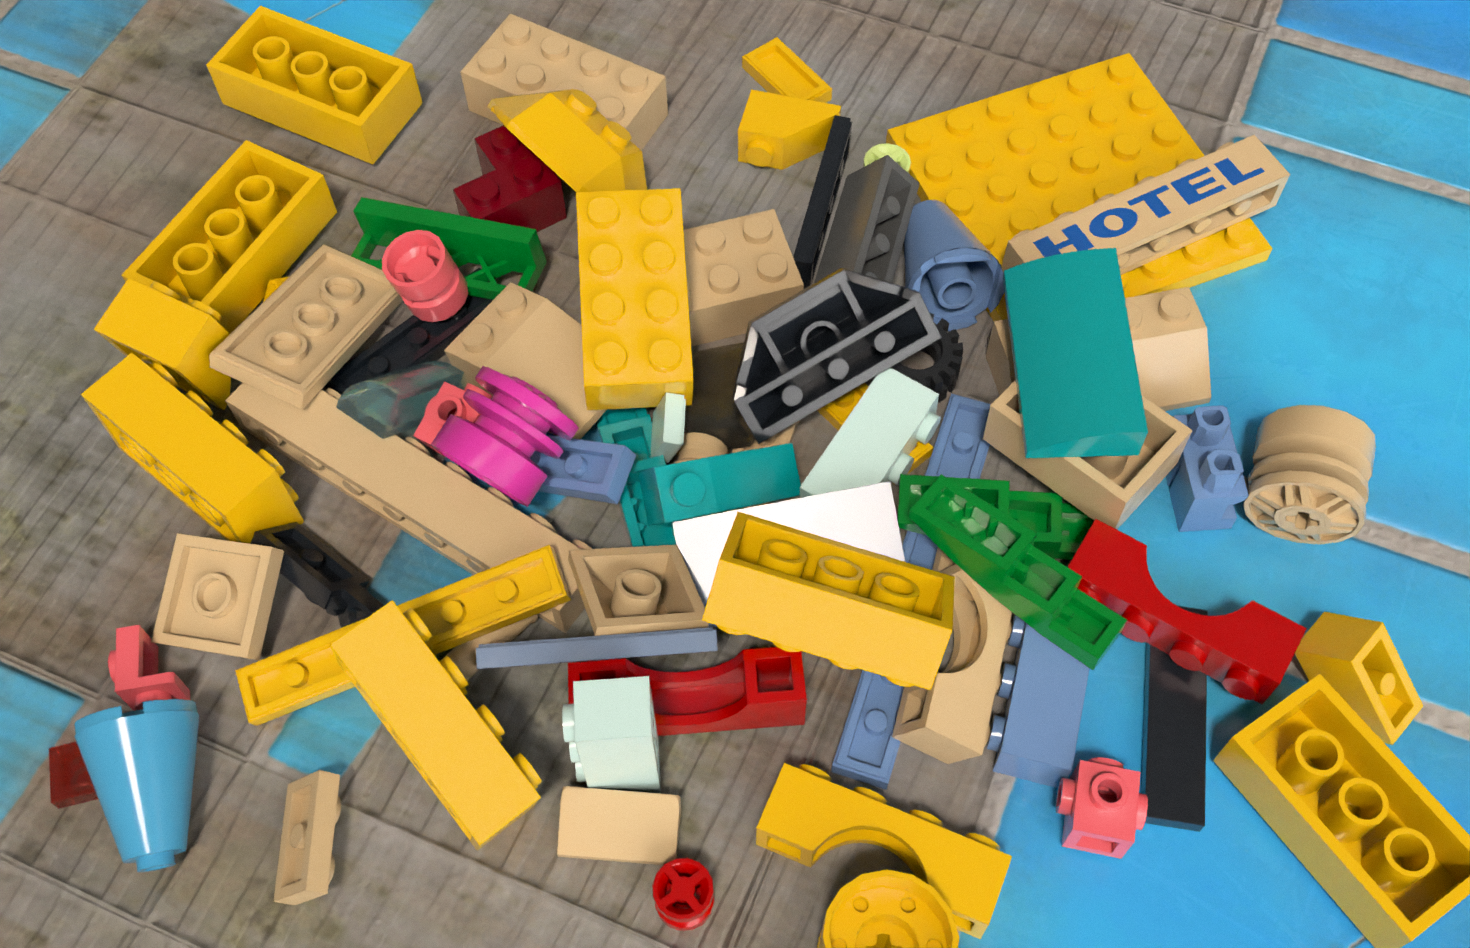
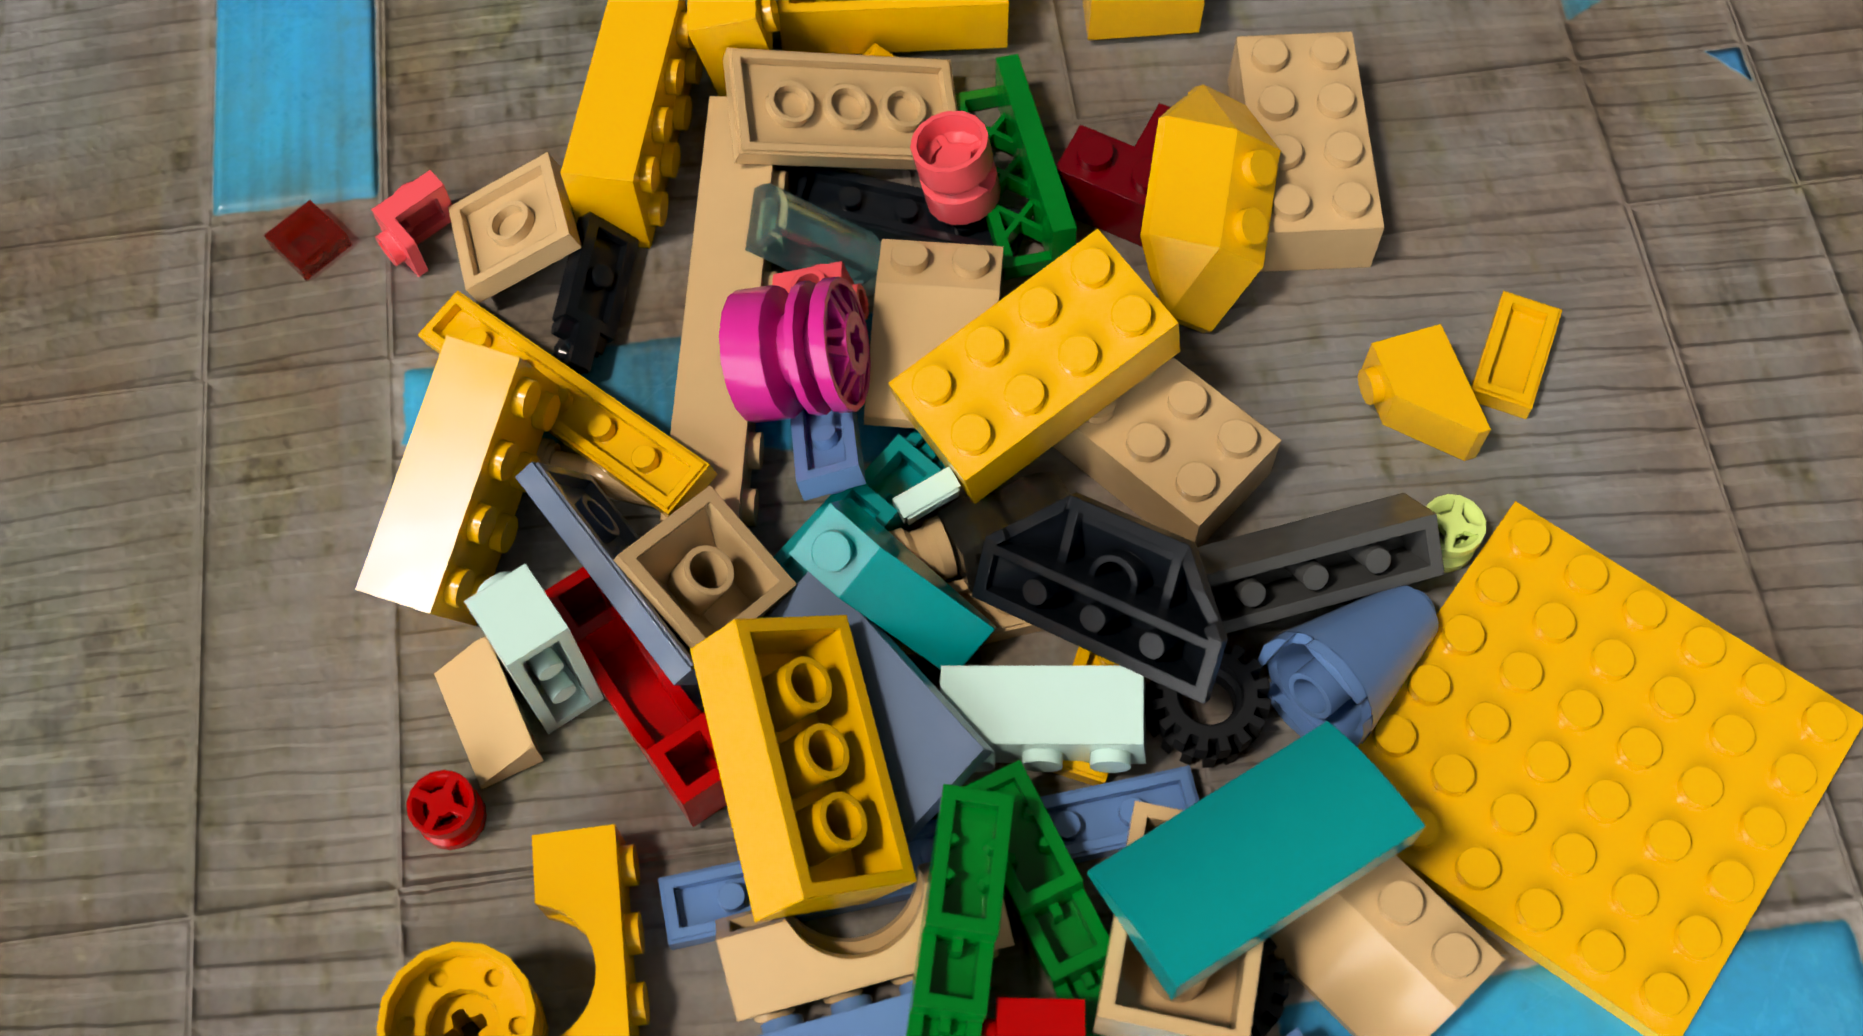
camera: 60 degrees right, 5 degrees up
(143, 776) = (309, 288): dark azure cone -> none
(307, 838) = (312, 464): tan plate -> none
(823, 199) = (1357, 483): black tile -> none
(1164, 210) = (1589, 867): tan brick -> none

